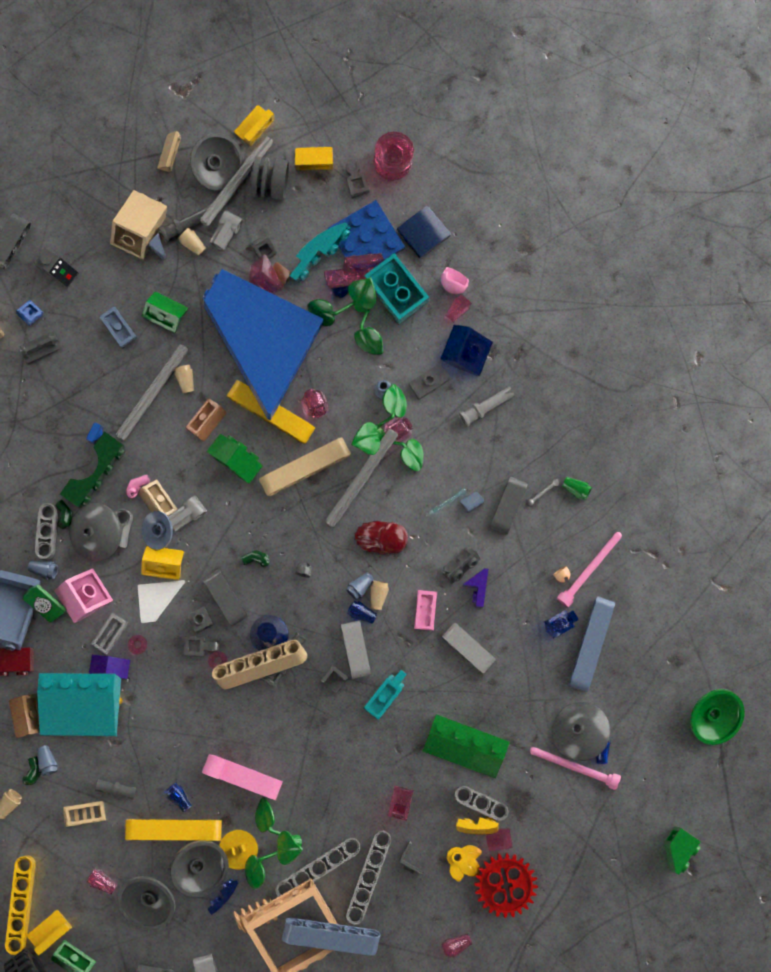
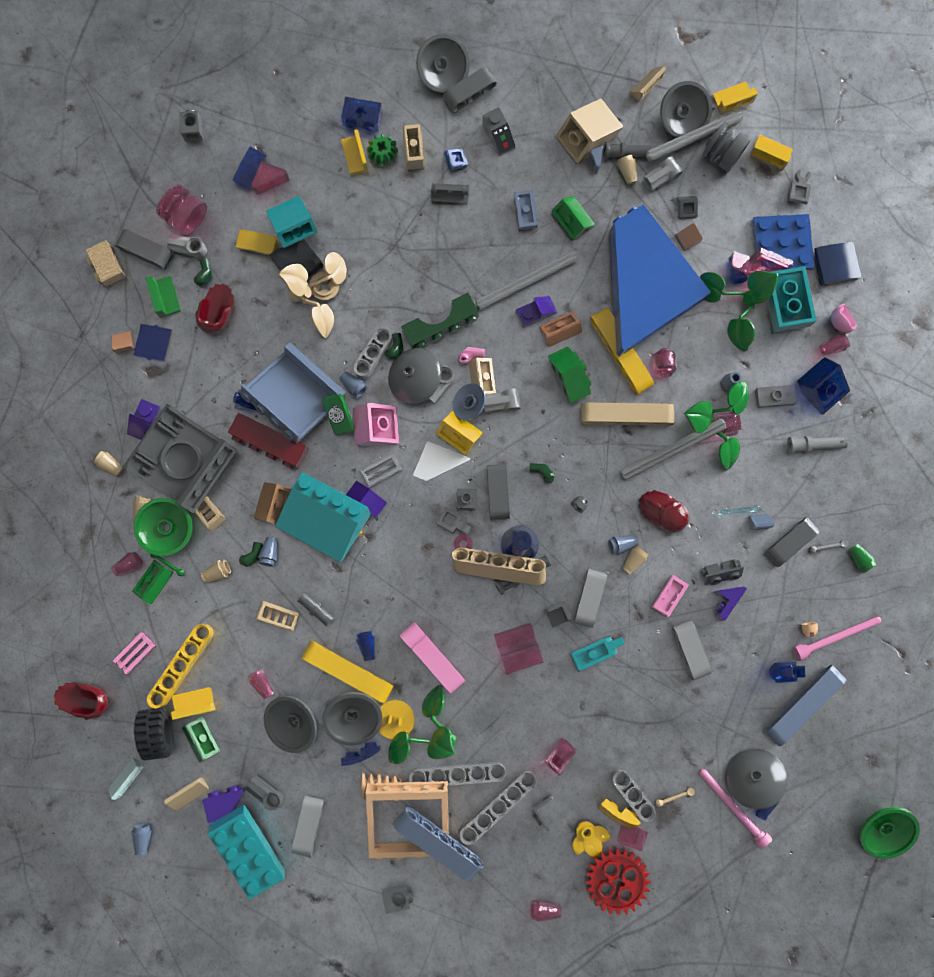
camera: 30 degrees right, 0 degrees up
(95, 433) = (458, 290): blue tile -> none
(131, 642) = (400, 486): clear pink plate -> none
(175, 415) = (535, 311): none -> dark purple slope
(185, 378) = (561, 283): tan cone -> none
(264, 275) = (677, 229): clear pink slope -> none
(315, 728) = (518, 648): none -> clear pink slope
(325, 243) = (744, 228): teal slope -> none
(361, 612) = (611, 567): clear blue cone -> none
(395, 146) = (846, 182): clear pink wheel -> none
(466, 746) = (645, 736): green slope -> none
(530, 773) = (659, 803): none -> tan hinge
(679, 849) = (794, 936): green slope -> none

